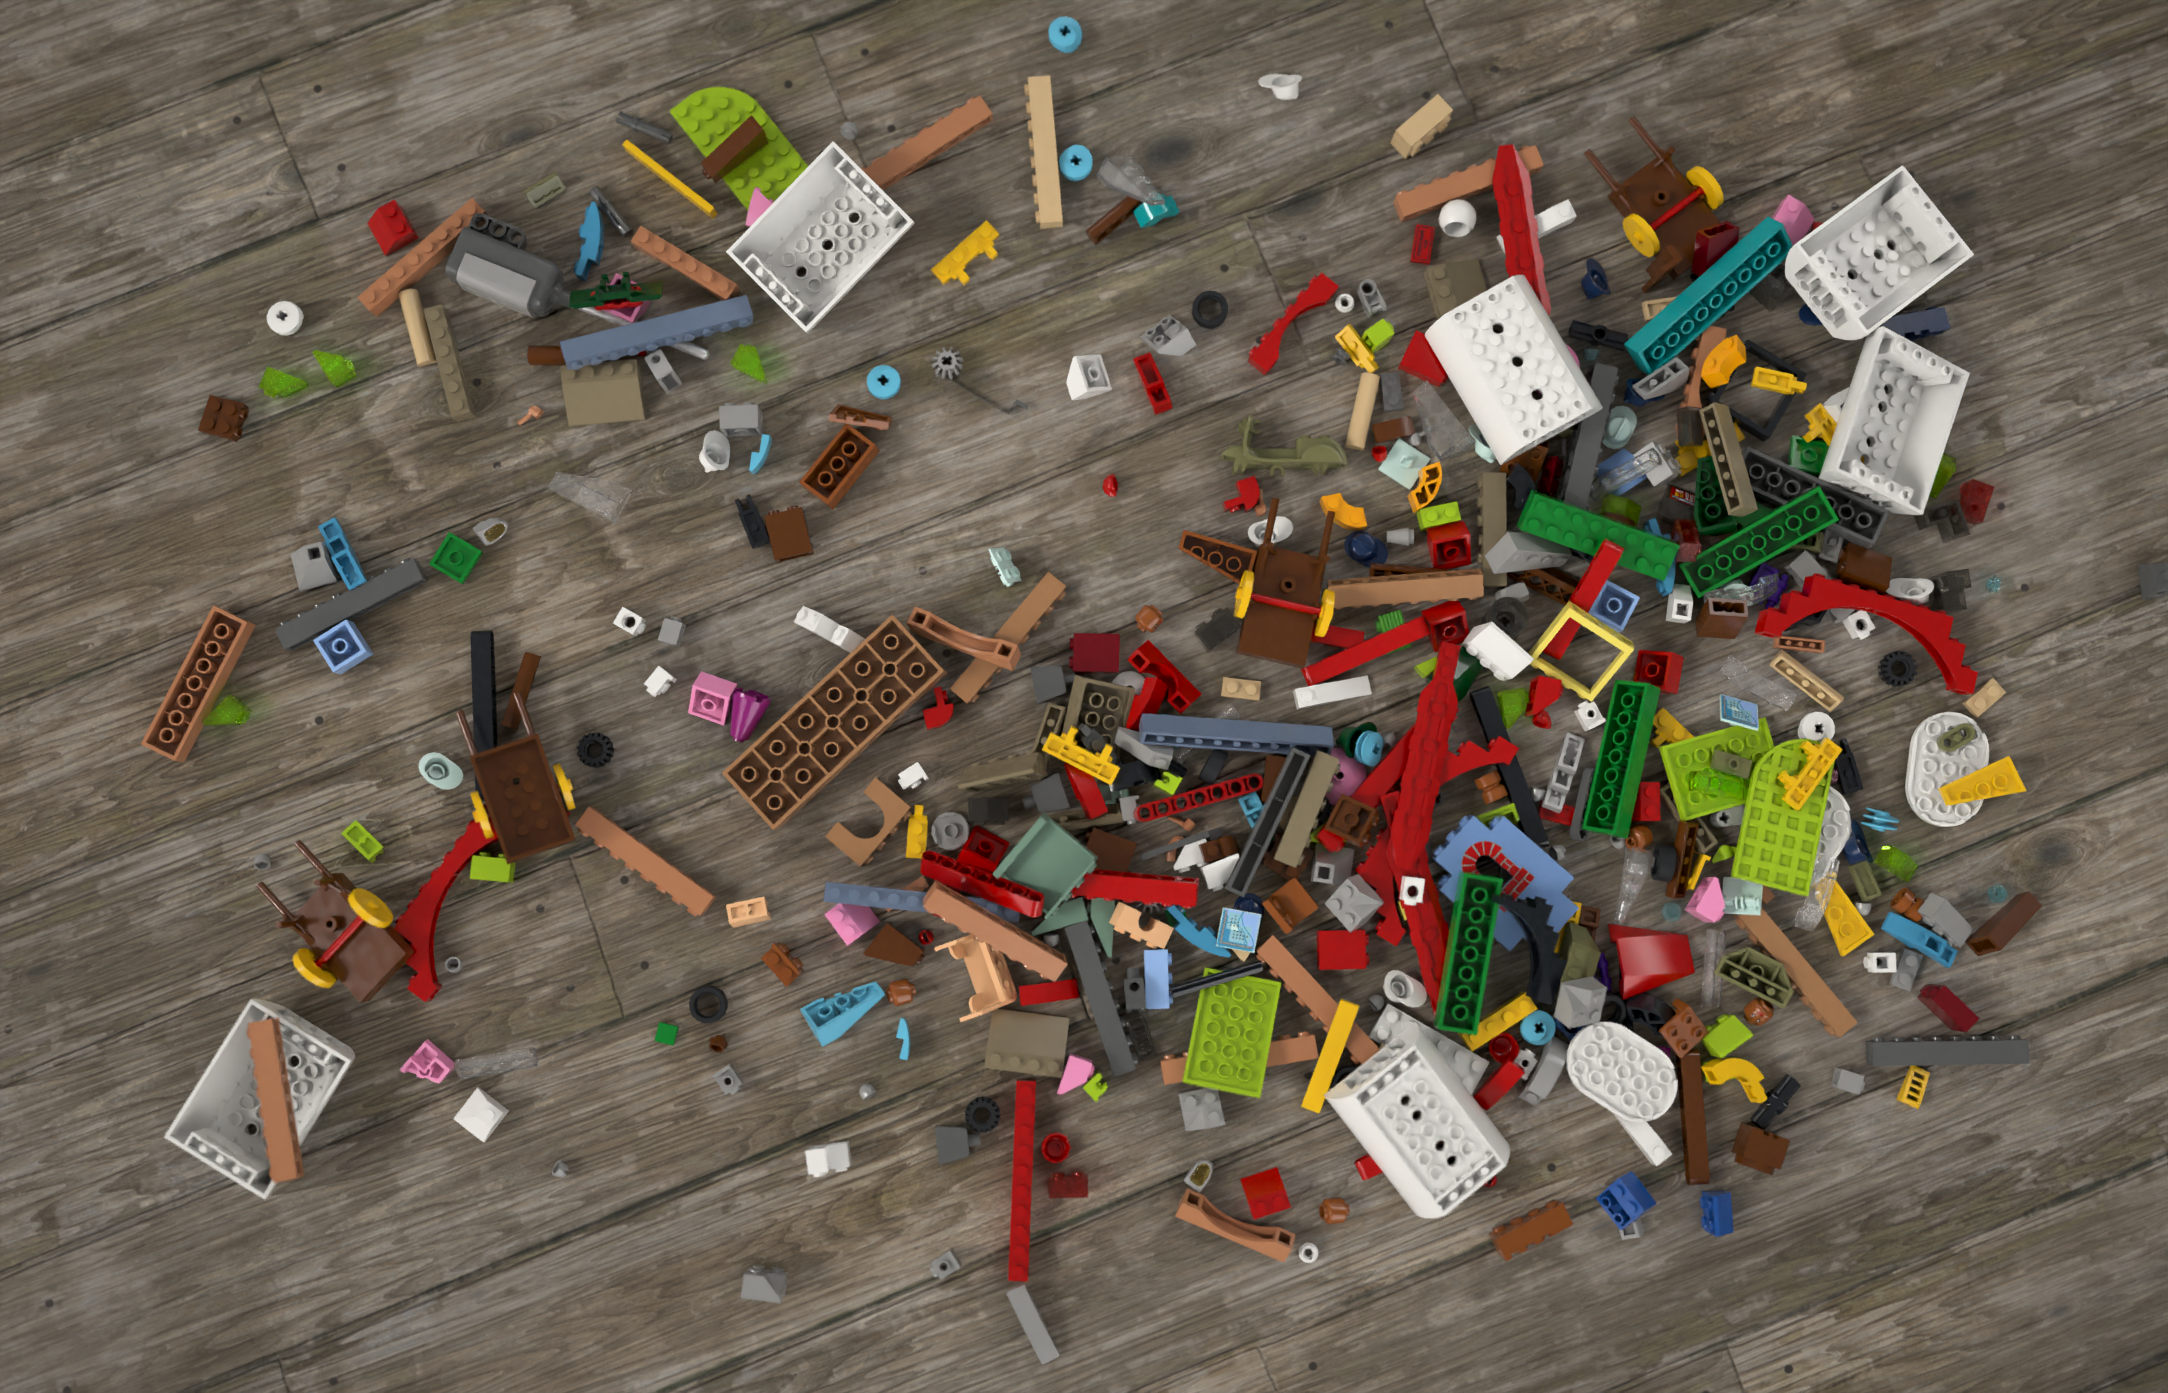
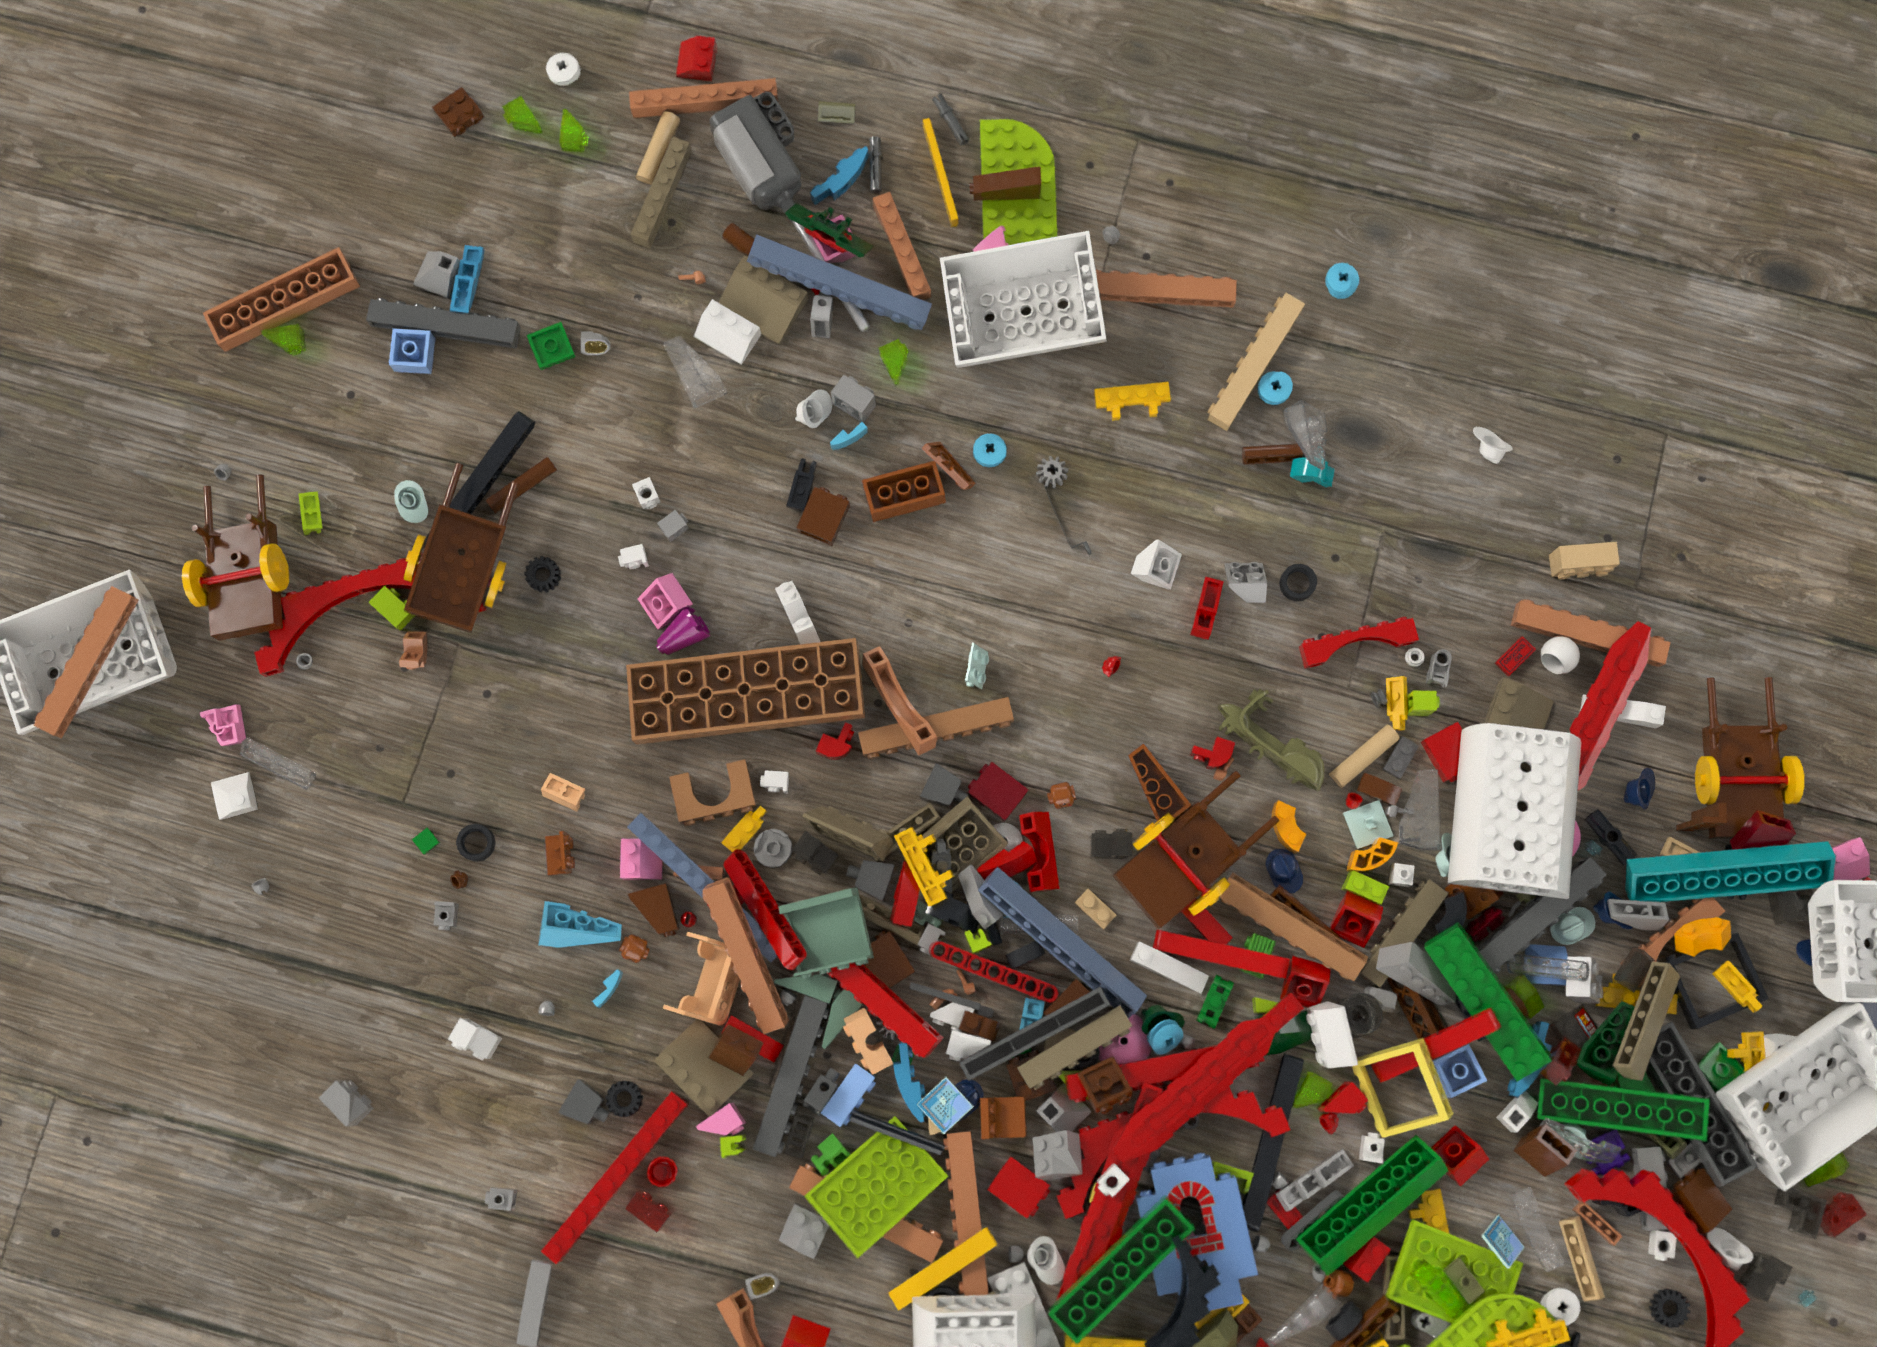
camera: 40 degrees right, 5 degrees down
(538, 889) = (414, 650): none -> nougat brick
(594, 440) = (727, 332): none -> white slope
(646, 861) = (514, 691): nougat brick -> none
(983, 850) = (787, 883): red slope -> none
(1043, 1010) = (735, 1050): none -> reddish brown brick
(1179, 1032) = (833, 1152): none -> bright green brick
(1282, 530) = (1223, 803): white piece -> none
(1386, 692) = (1215, 1001): none -> green plate
(1401, 536) = (1322, 882): light grey cone -> none
(1459, 485) = (1401, 875): none -> white brick
(1490, 785) = (1244, 1146): dark orange wheel -> none

